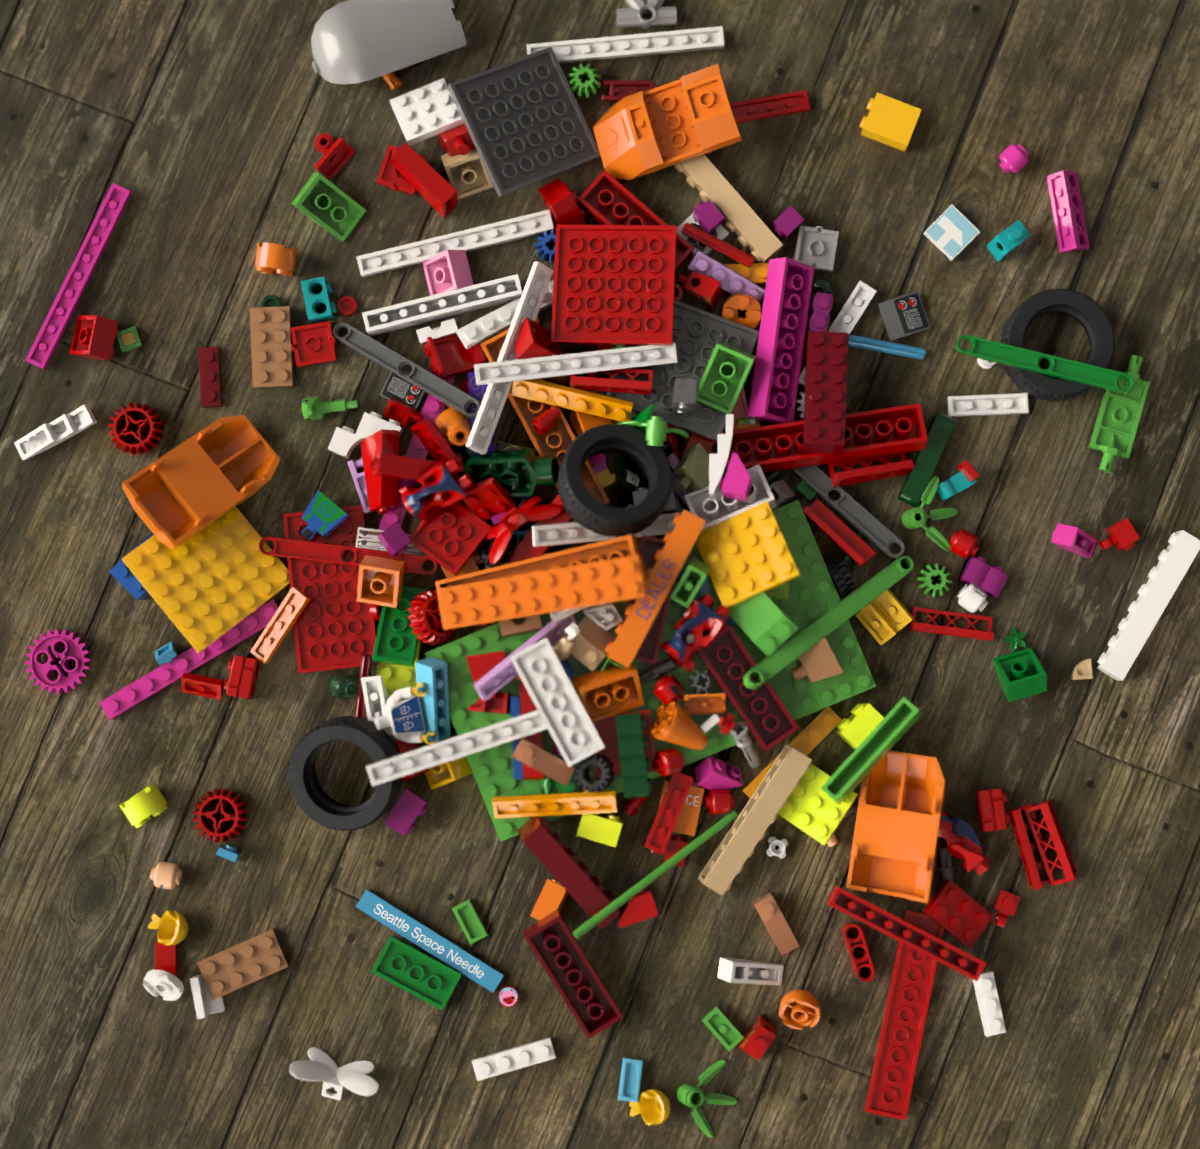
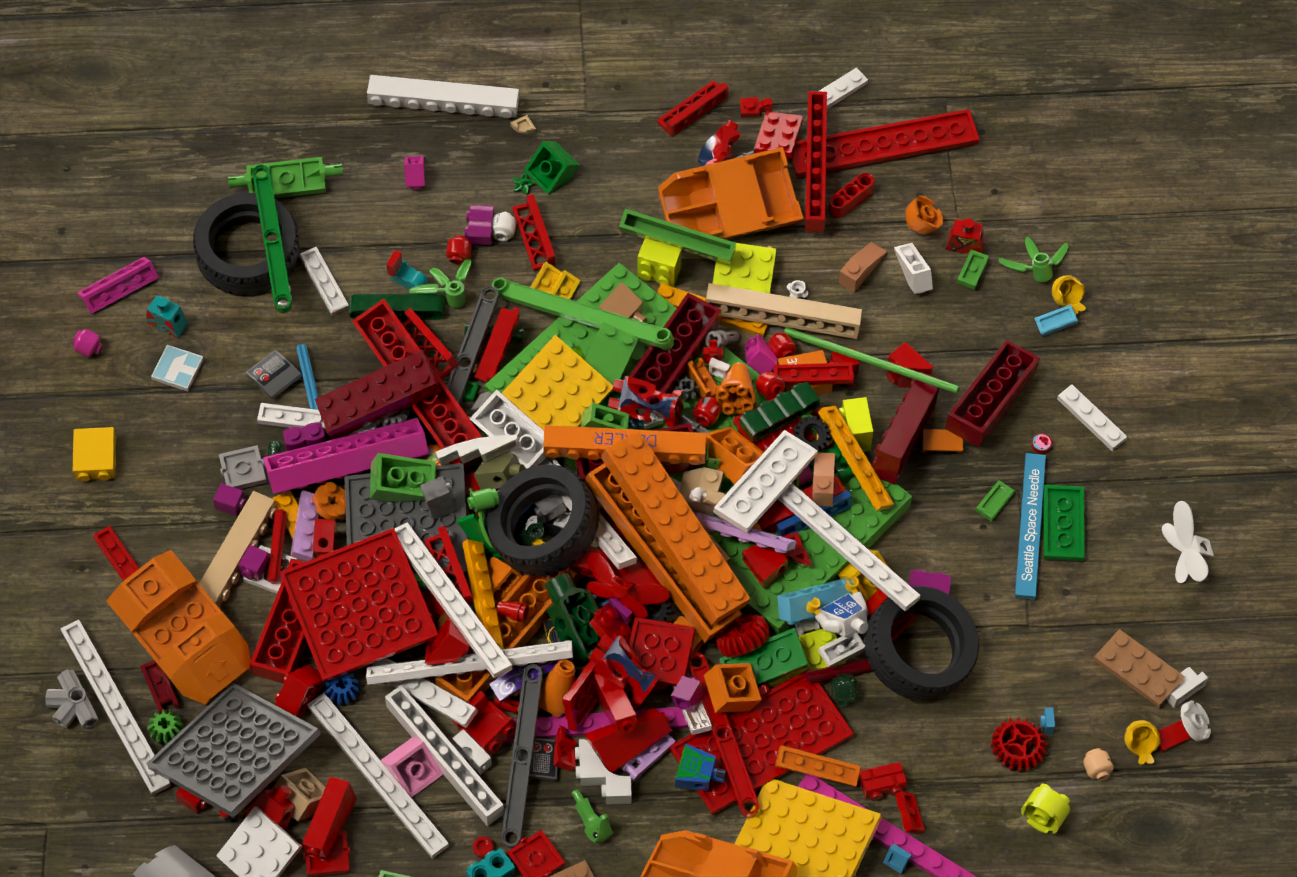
camera: 115 degrees left, 25 degrees down
(737, 480) = (493, 423): dark pink slope -> none
(841, 577) = (535, 326): black tyre -> none
(932, 572) = (502, 260): bright green gear -> none
(991, 809) = (677, 145): red brick -> none
(1058, 839) = (676, 89): red fence -> none
(1121, 535) = (393, 138): red brick -> none

